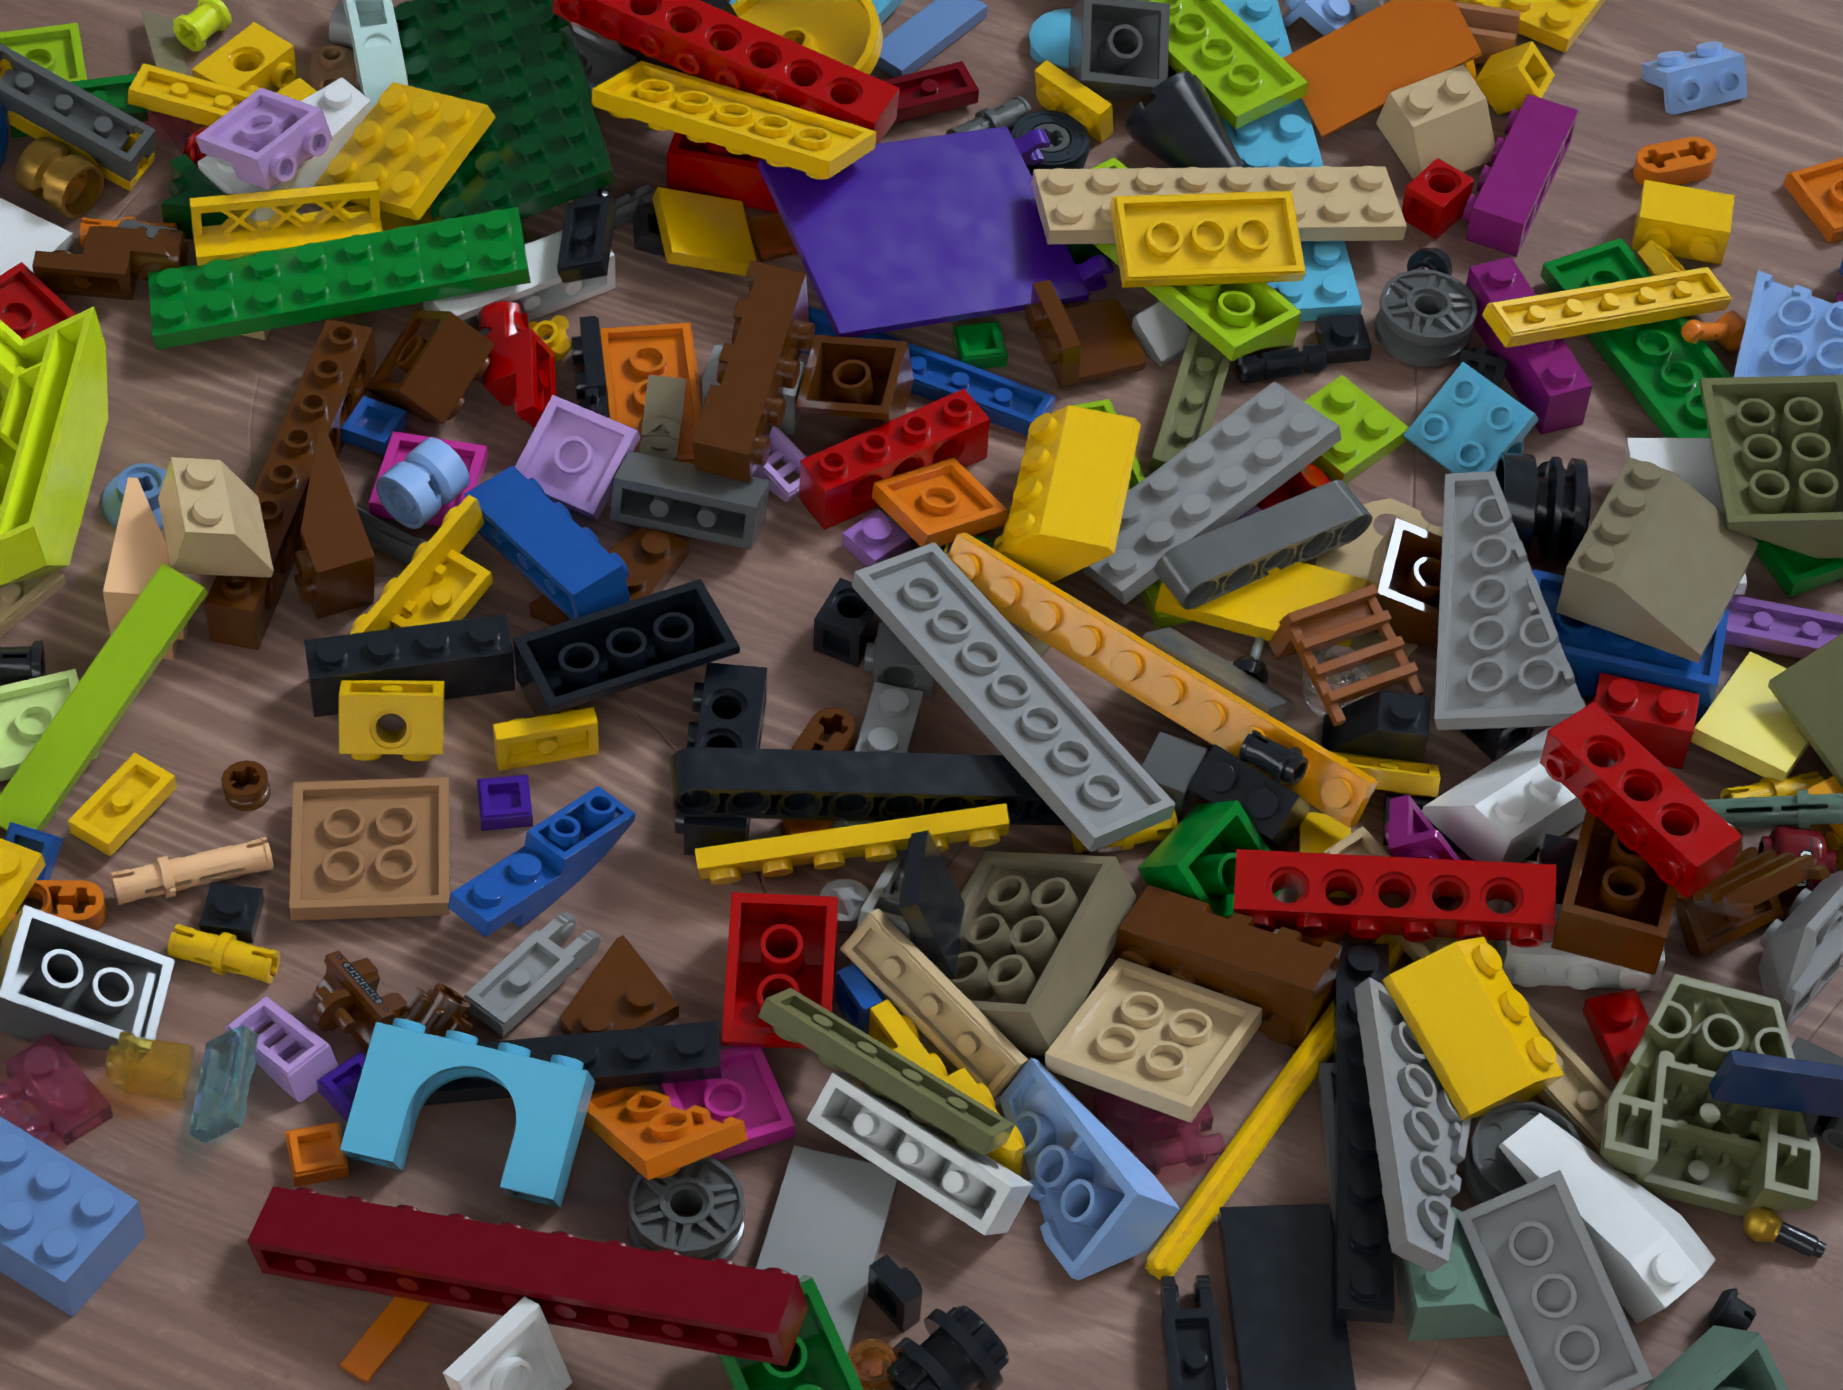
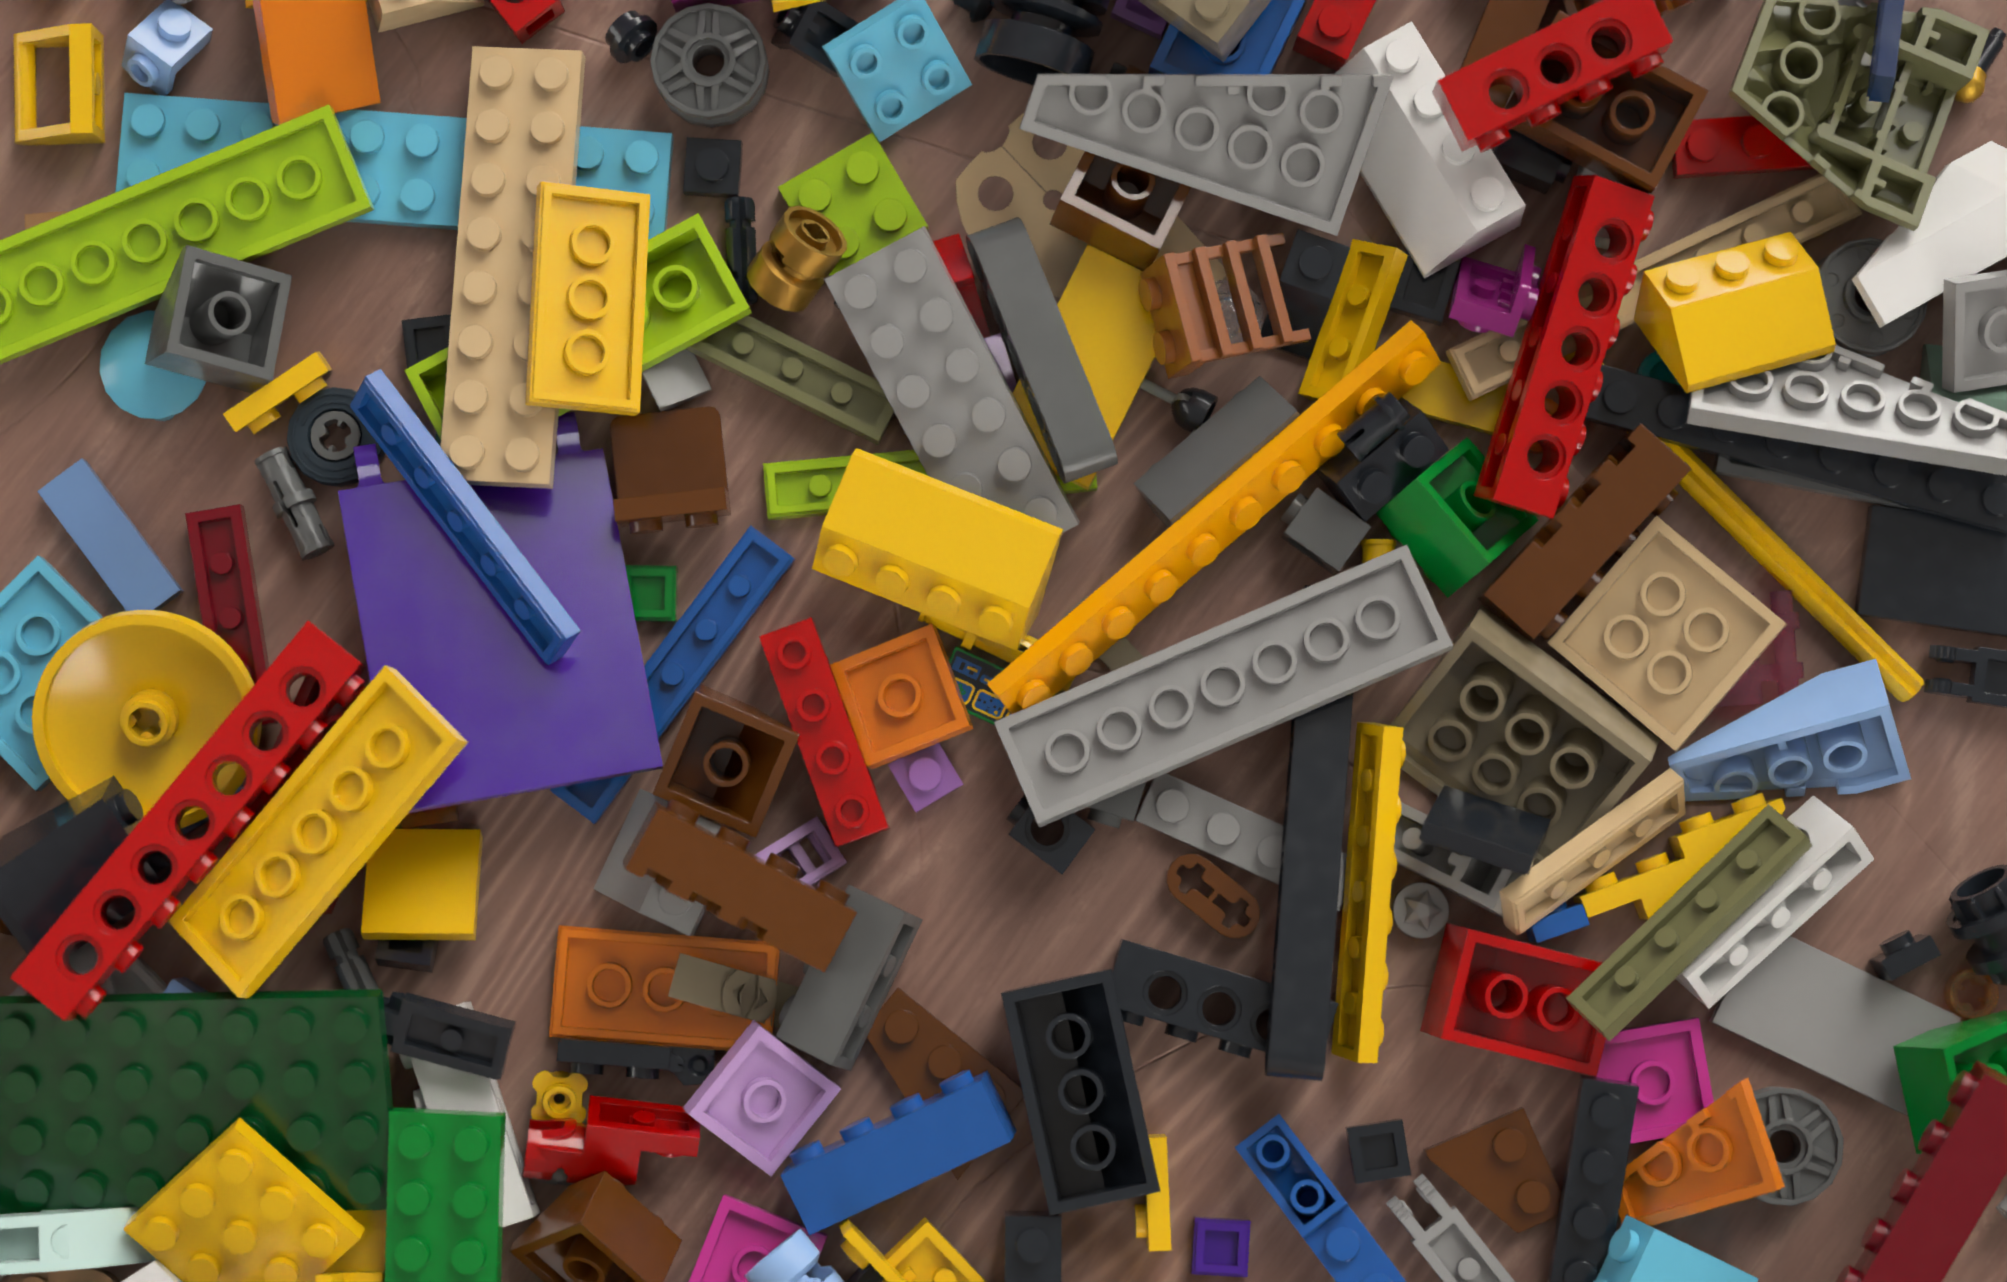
camera: 75 degrees left, 35 degrees up
(615, 899) = (1378, 1151): none -> black plate
(1005, 189) = (464, 517): none -> blue tile
(1183, 126) = (376, 267): black cone -> none
(1298, 369) = (796, 258): none -> pearl gold wheel

